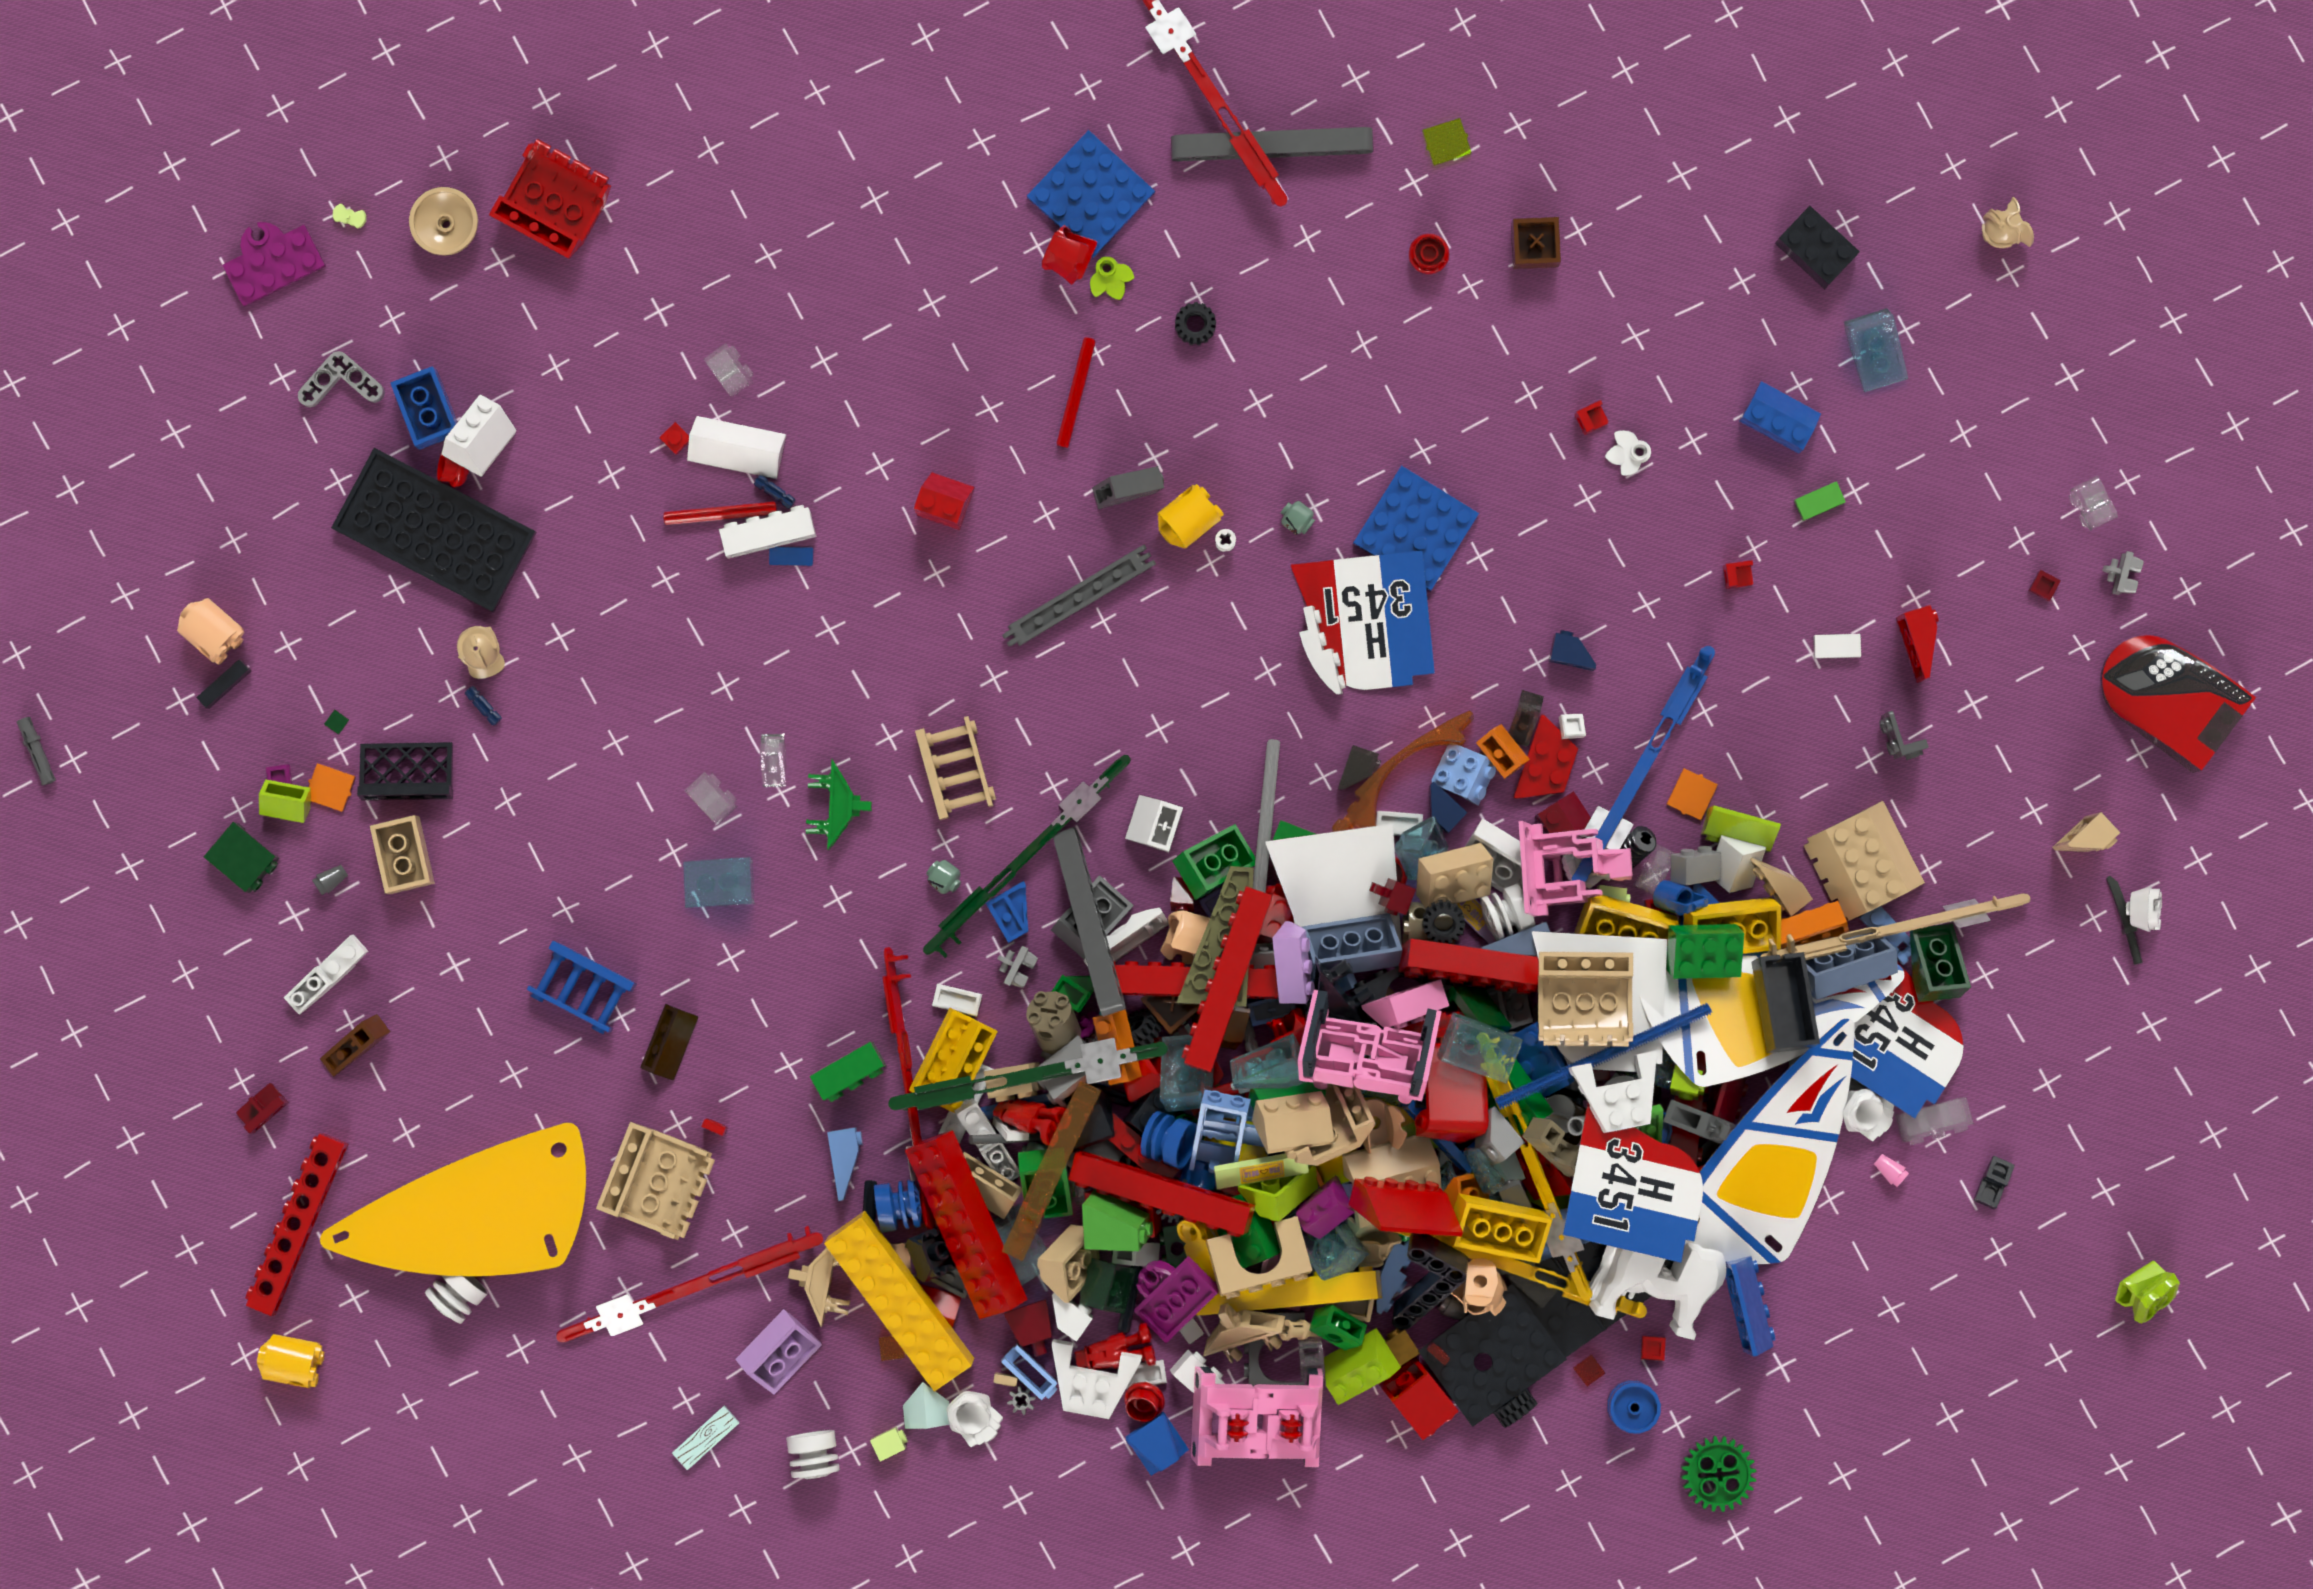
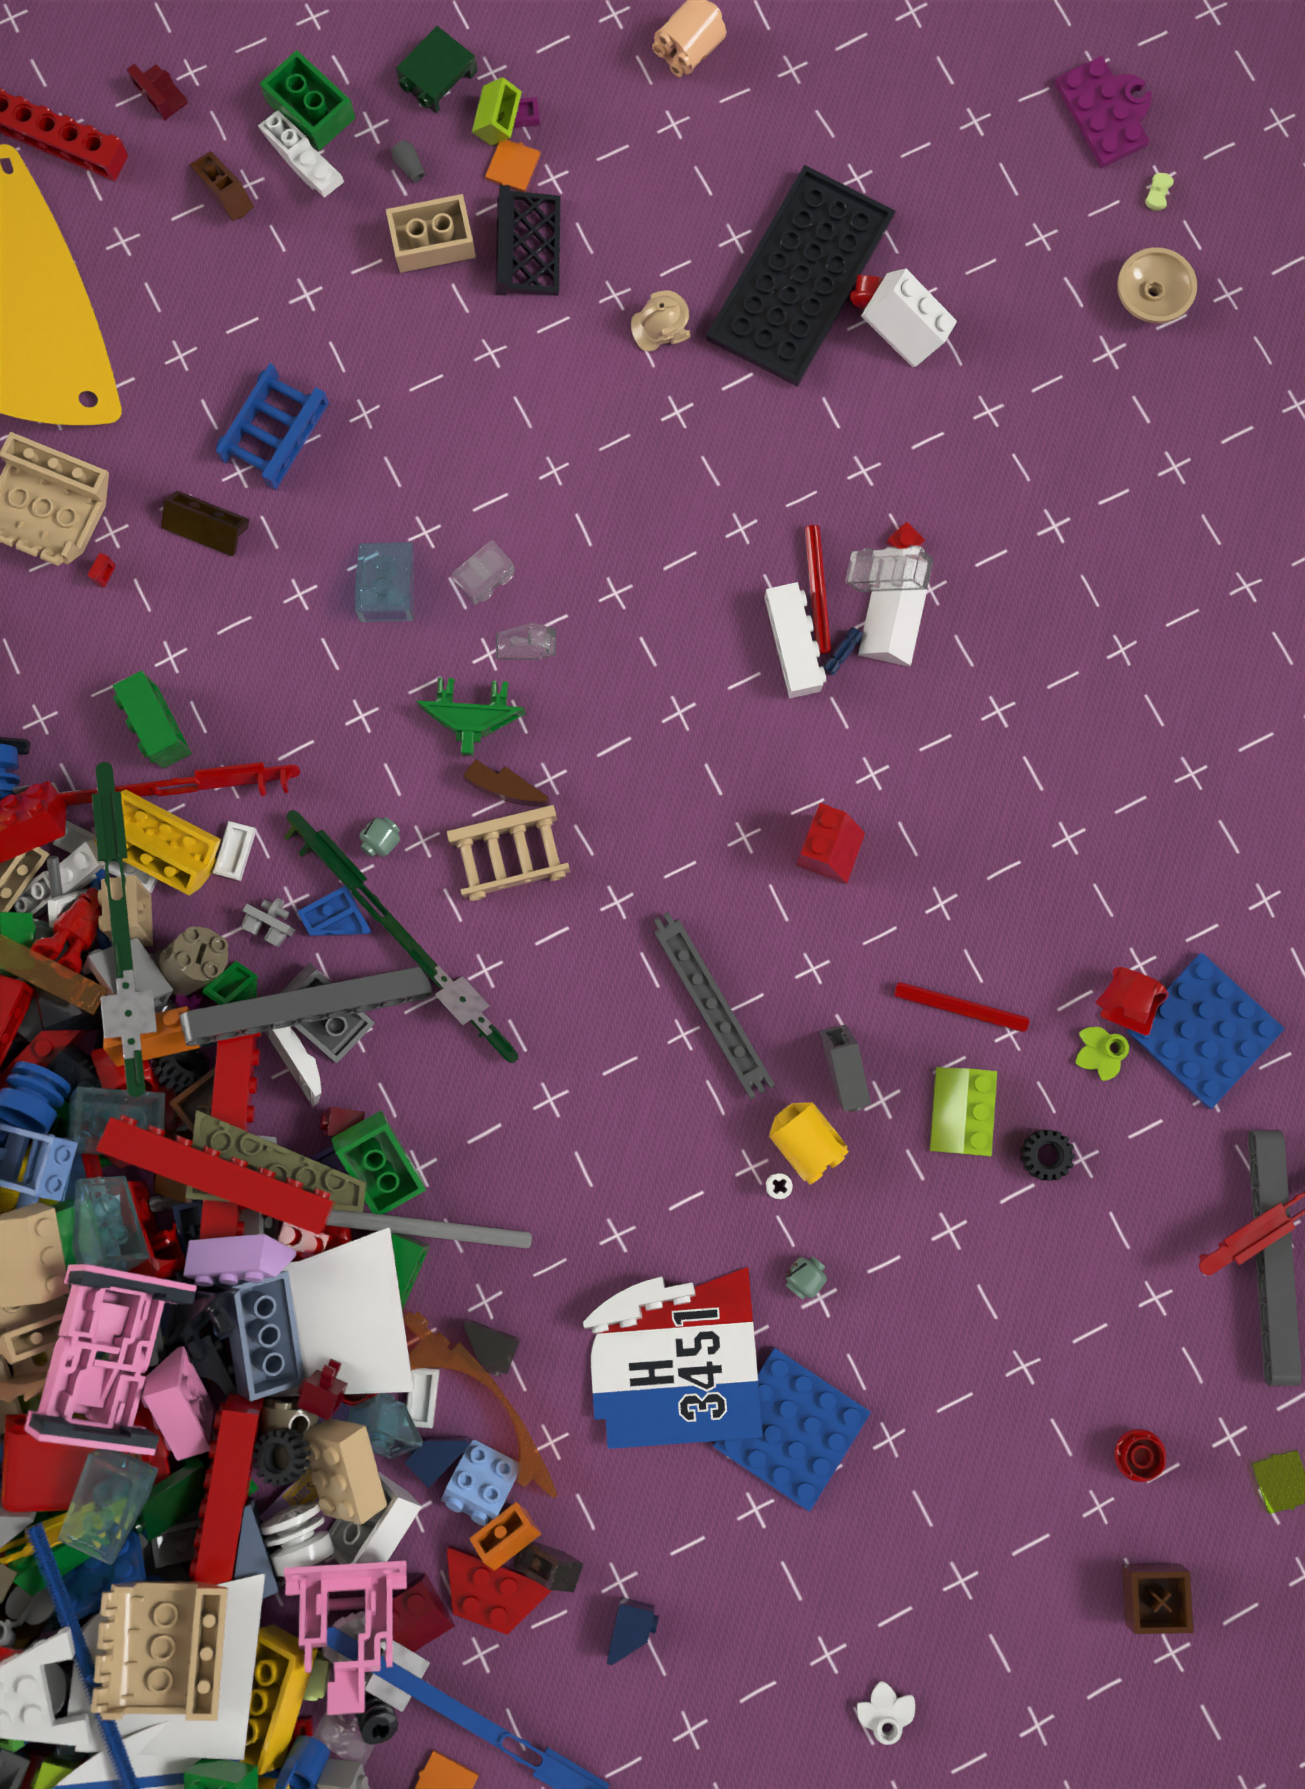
camera: 90 degrees right, 5 degrees down
(224, 684) = (631, 55): black piece -> none
(276, 970) = (308, 100): none -> green brick
(335, 375) = (978, 175): light grey beam -> none
(336, 722) = (586, 173): dark green sticker -> none
(425, 407) = (945, 260): blue brick -> none
(483, 705) = (599, 326): dark blue axle -> none
(553, 199) = (1184, 406): red slope -> none
(707, 452) = (889, 569): none -> clear brick
(728, 369) = (986, 600): clear brick -> none
(791, 556) = (766, 670): blue sticker -> none
(844, 1153) = (62, 715): medium blue slope -> none
(898, 773) = (504, 785): none -> reddish brown slope
(1154, 823) = (432, 1090): white slope -> none
(1161, 391) = (963, 1111): none -> lime slope
(1184, 935) = (292, 1125): light nougat piece -> none
(1572, 726) = (536, 1627): white tile -> none
(1591, 417) = (931, 1664): red panel -> none

